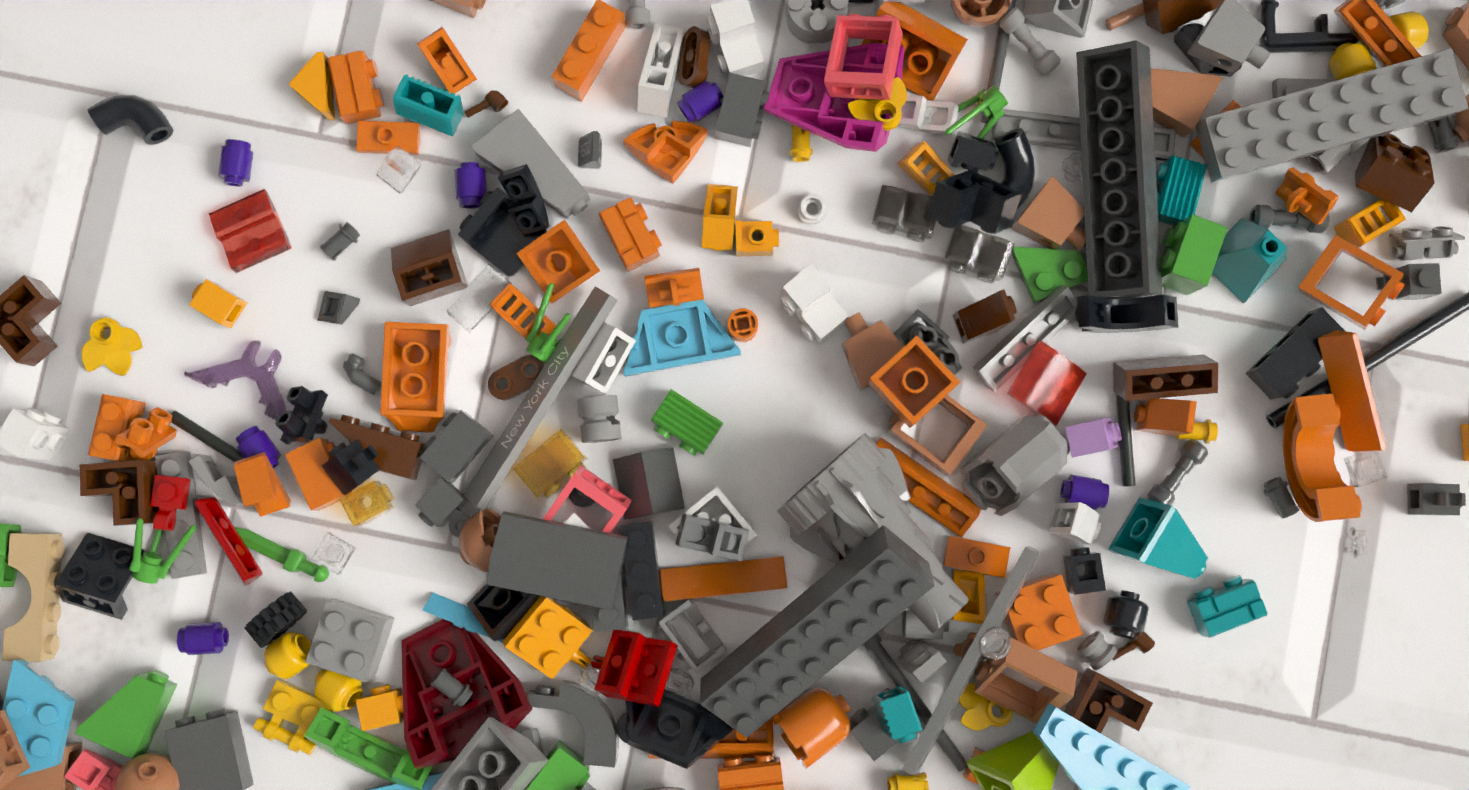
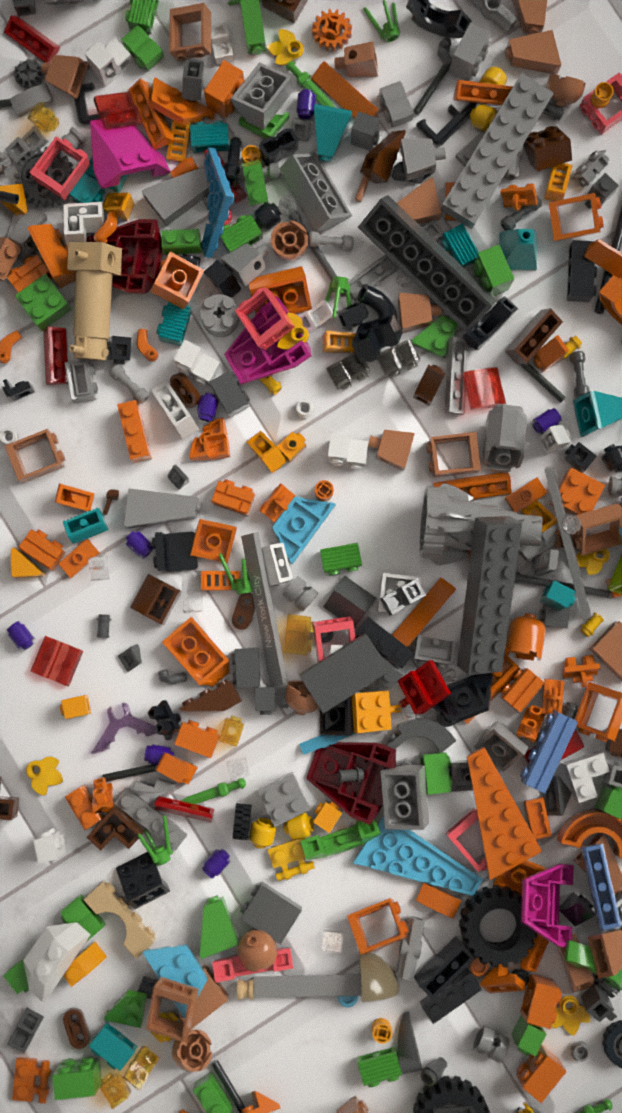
camera: 40 degrees left, 0 degrees up
(169, 495) = (139, 813): red plate -> none
(350, 465) = (210, 720): black brick -> none
(528, 206) = (173, 526): black slope -> none
(913, 381) = (426, 443): orange brick -> none
(932, 336) = (416, 421): dark grey connector -> none
(1093, 436) = (527, 393): lavender slope -> none

